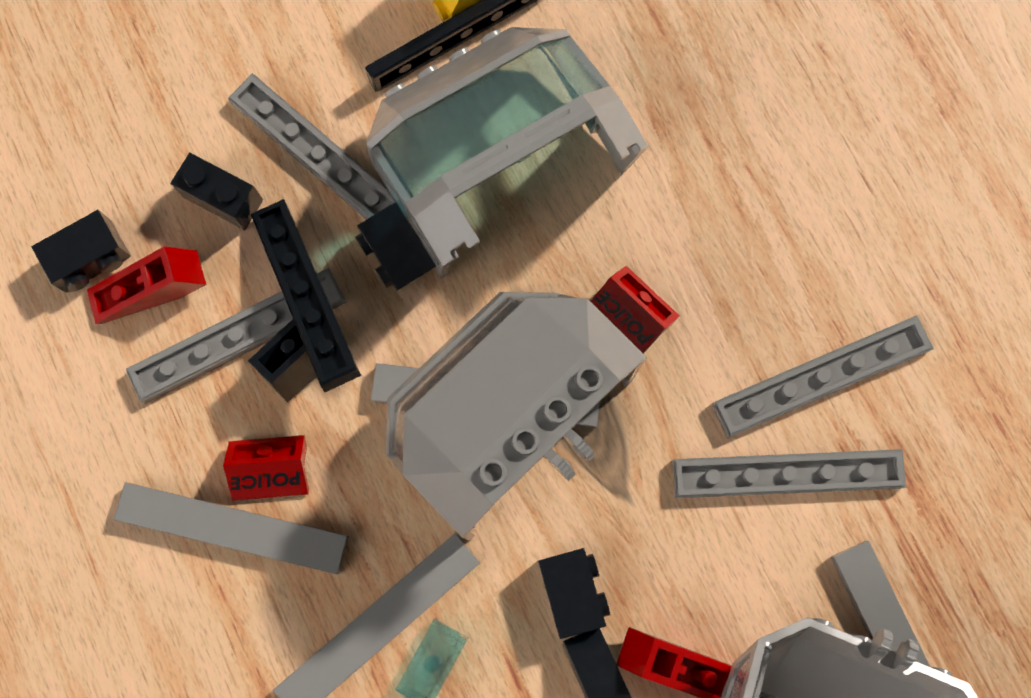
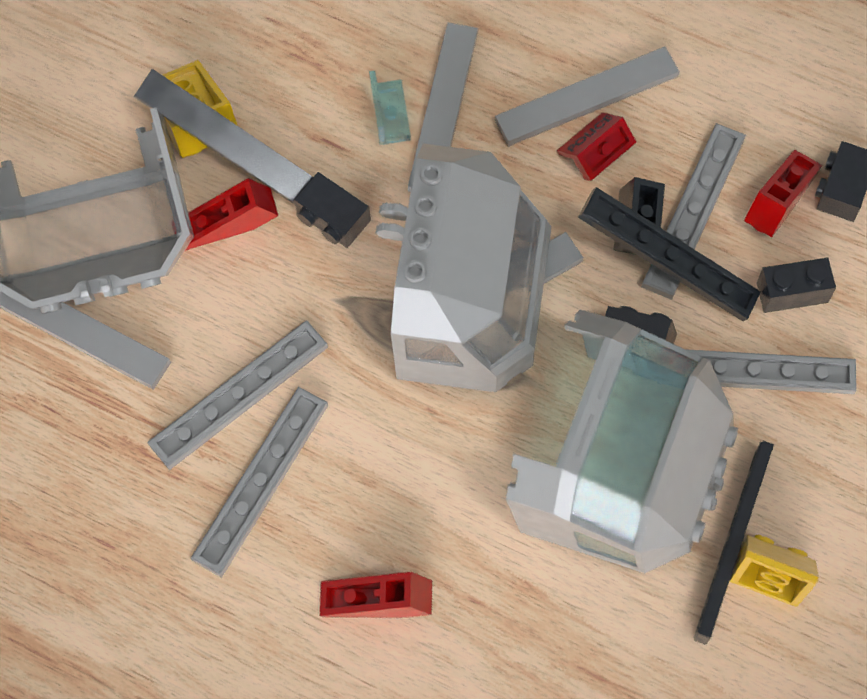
camera: 145 degrees right, 10 degrees down
(634, 308) = (433, 426): red panel -> none
(792, 192) = (377, 596): none -> red slope

